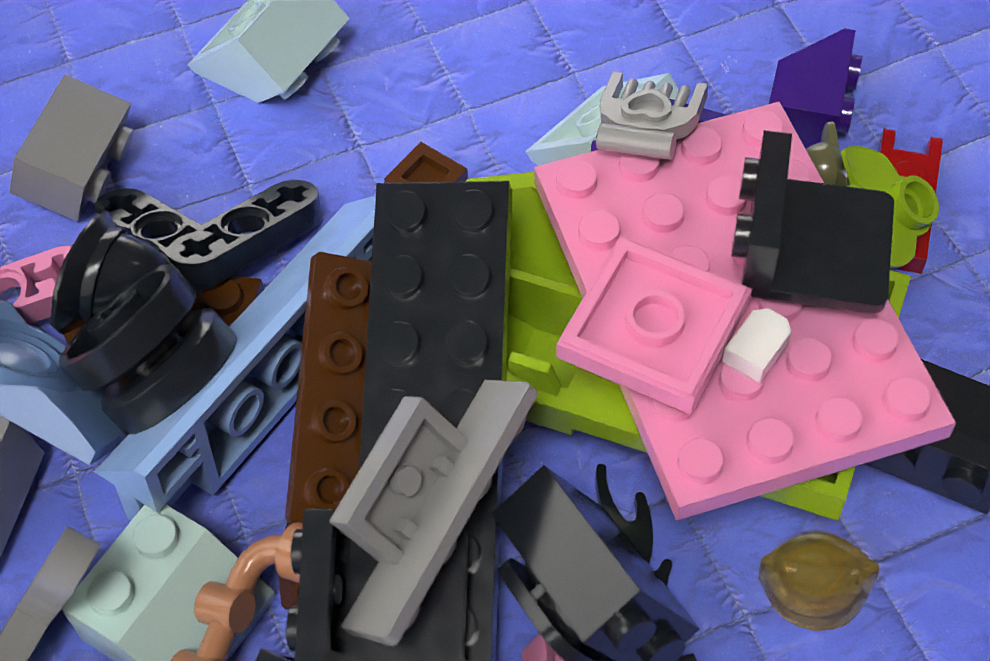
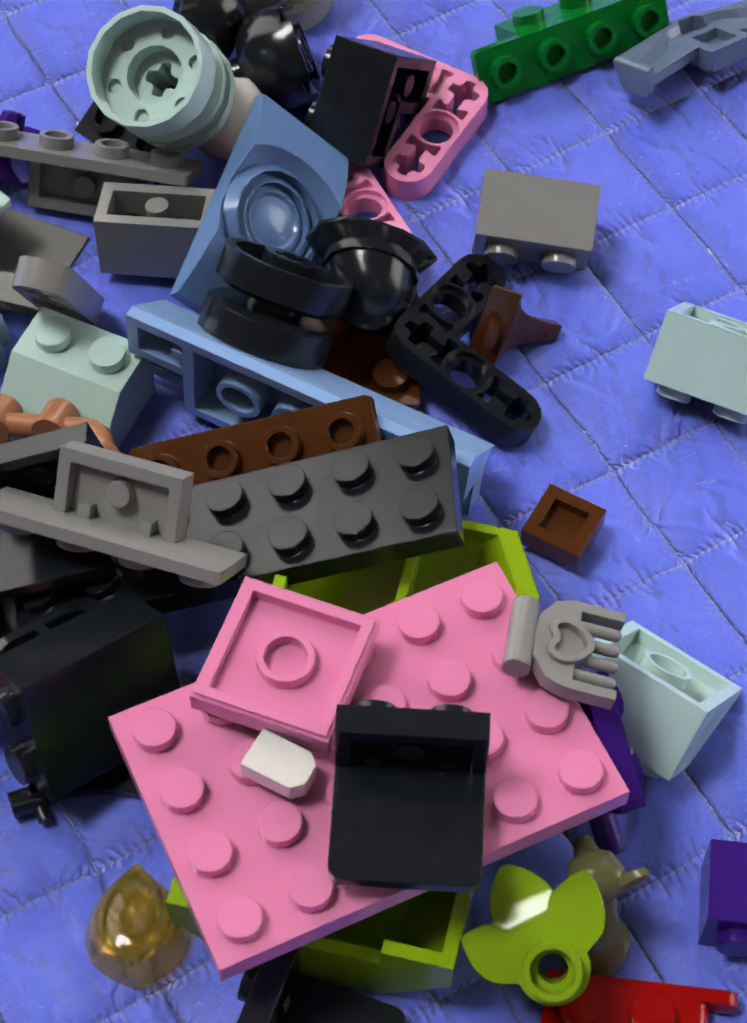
camera: 80 degrees right, 0 degrees up
(186, 190) = (507, 325): none -> reddish brown piece

